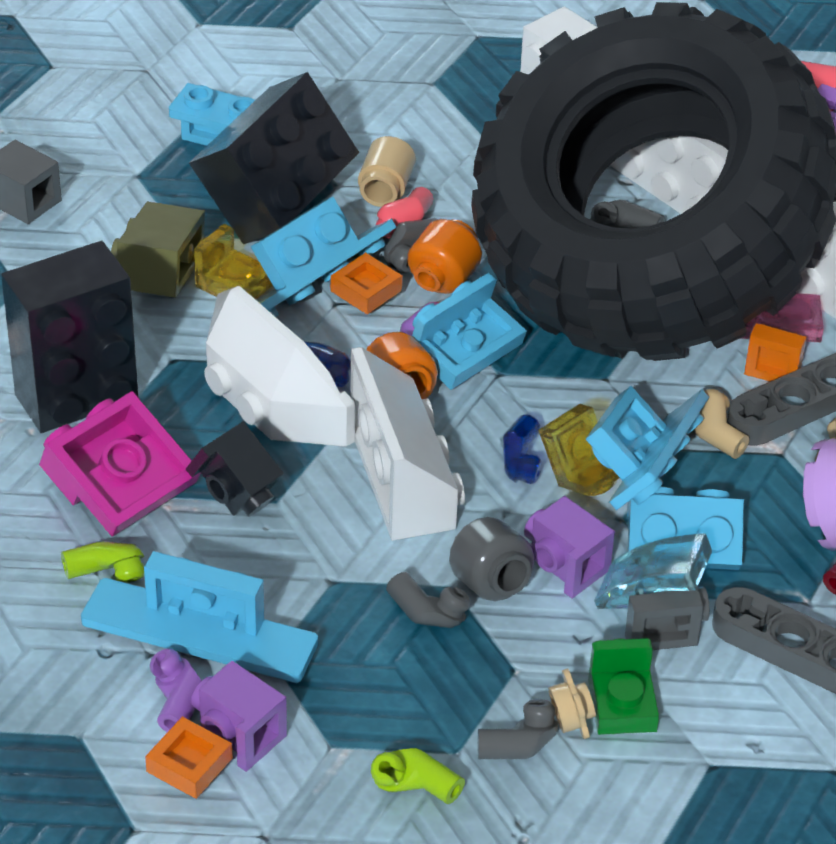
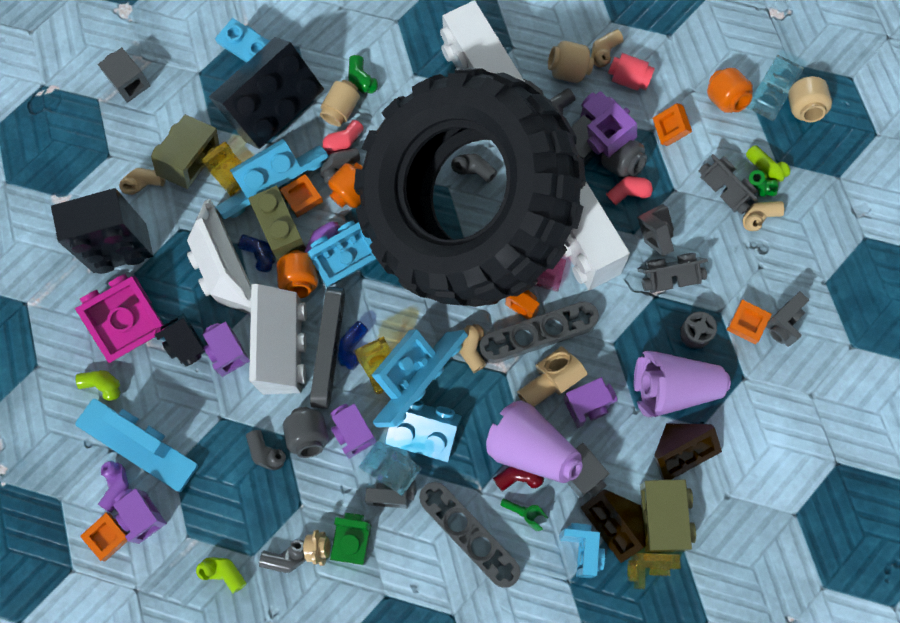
camera: 20 degrees right, 30 degrees up
(314, 477) = (224, 348): none -> medium lavender brick
(340, 307) = (276, 222): none -> olive brick
(424, 148) = (359, 78): none -> green arm
(484, 448) = (327, 348): none -> dark grey beam

